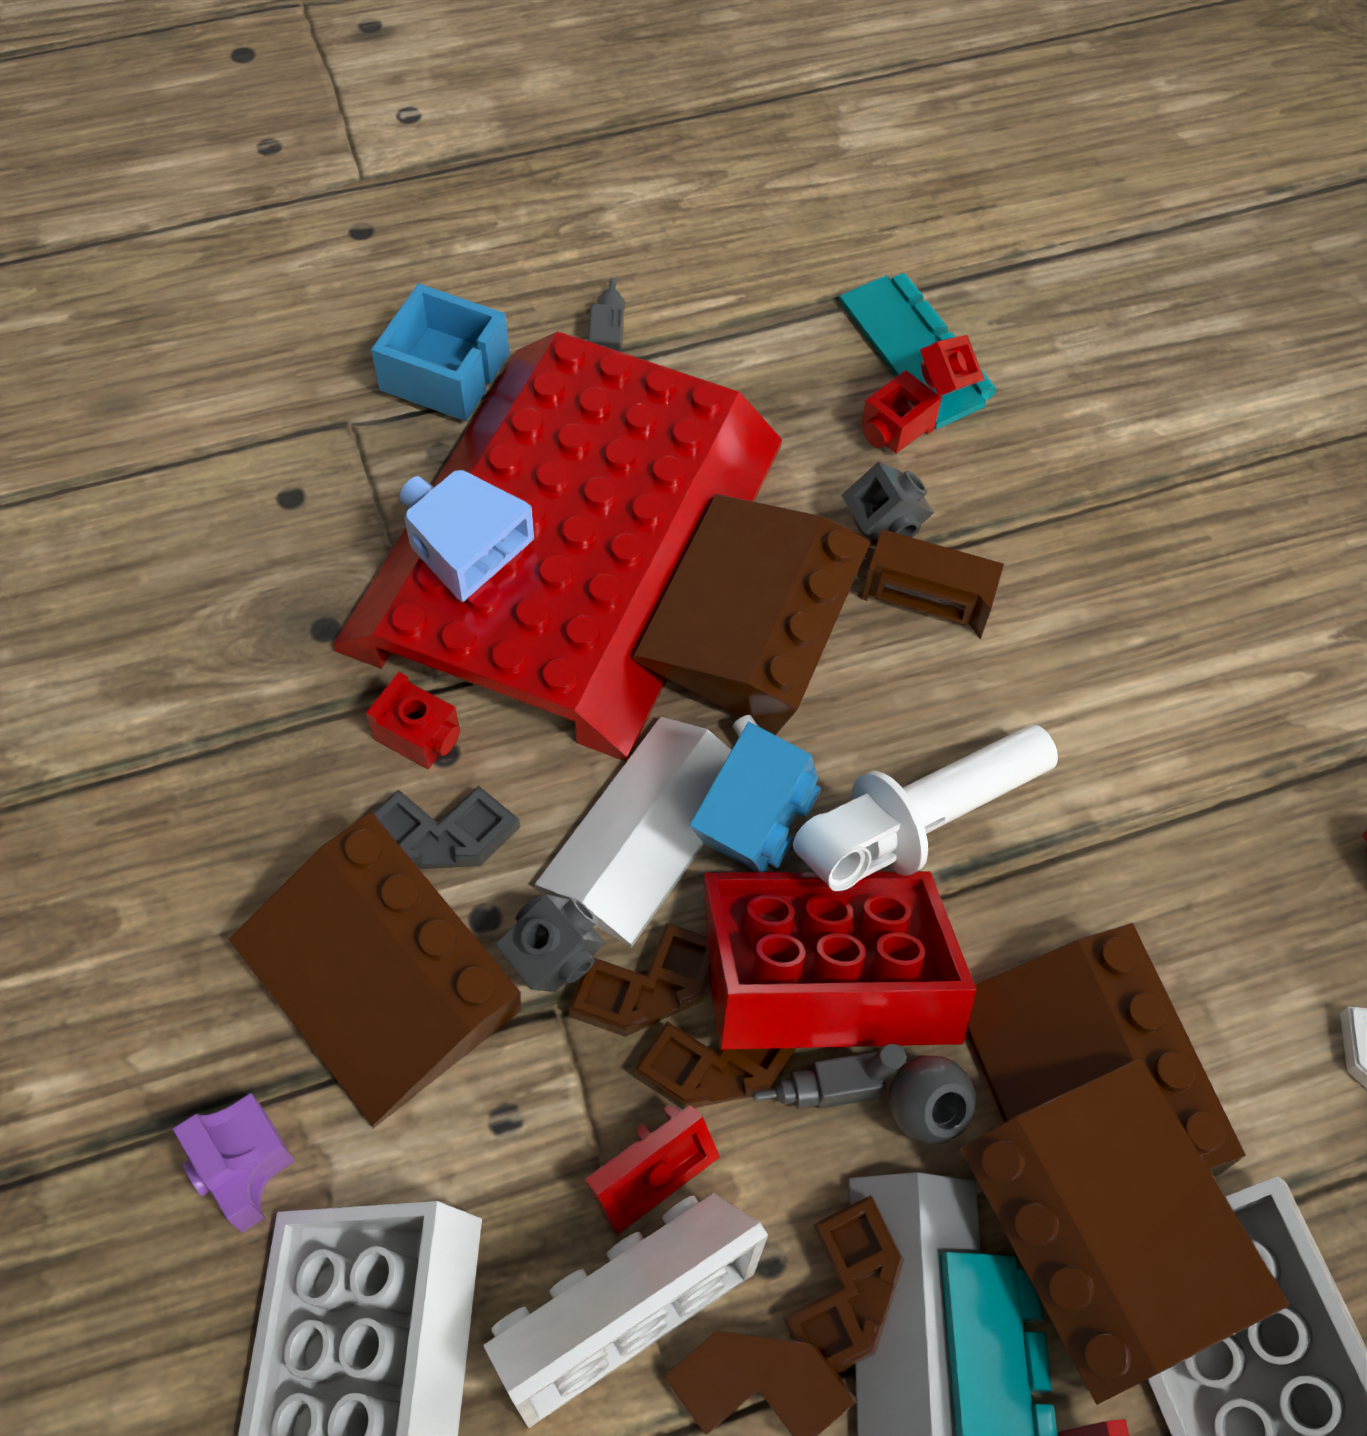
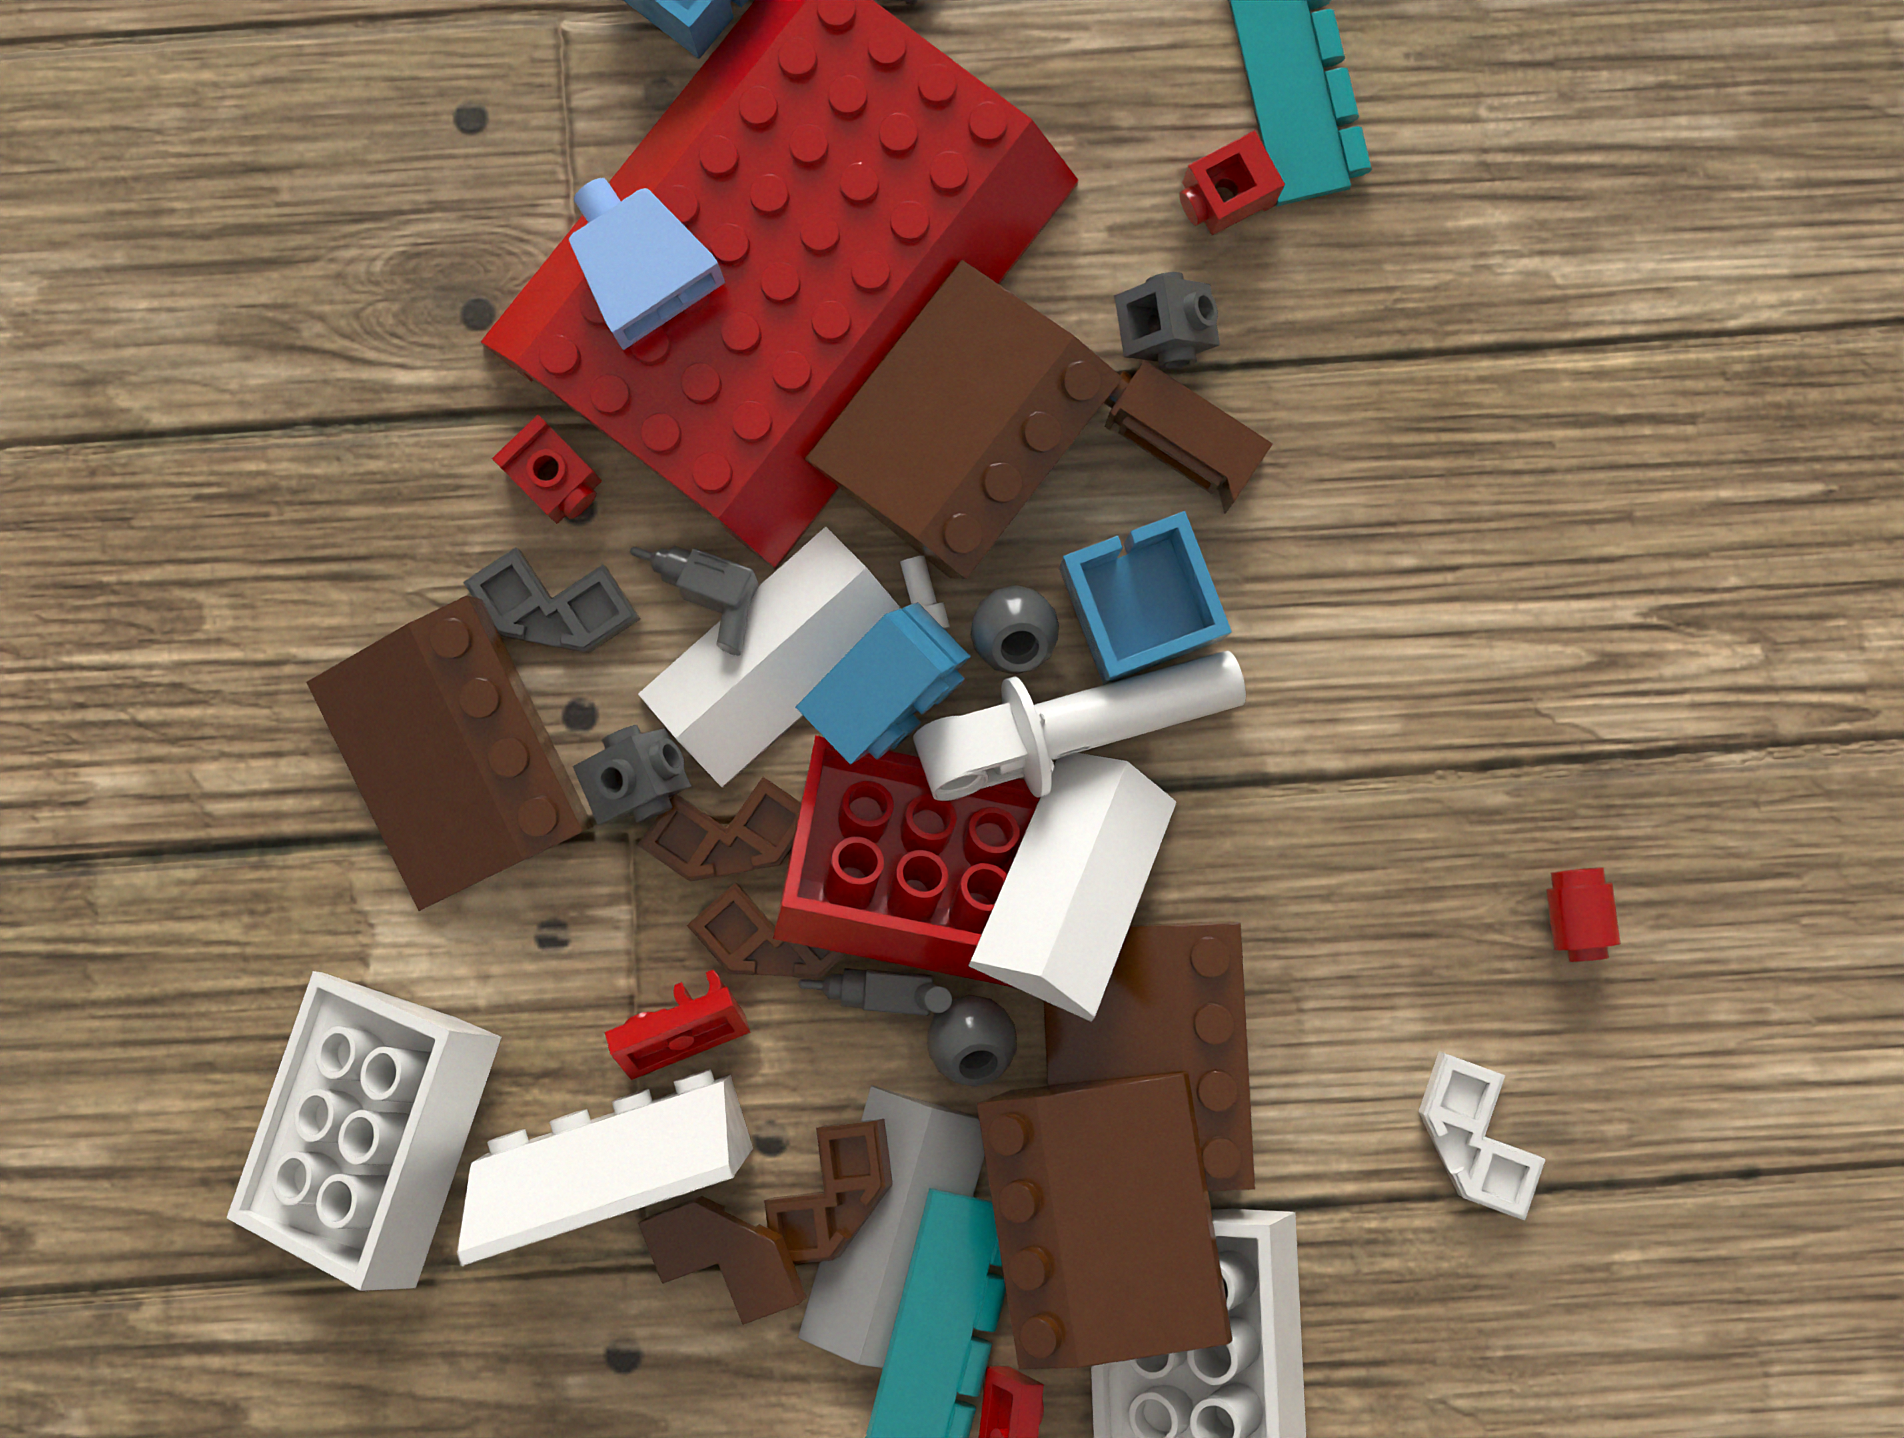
camera: 15 degrees right, 25 degrees up
(234, 1158) = (275, 917): medium lavender brick -> none
(575, 778) = (711, 584): none -> dark grey piece
(847, 747) = (1014, 629): none -> dark grey piece
(950, 365) = (1310, 145): red plate -> none
(953, 704) = (1147, 602): none -> dark azure piece
(977, 930) = (1075, 883): none -> white slope

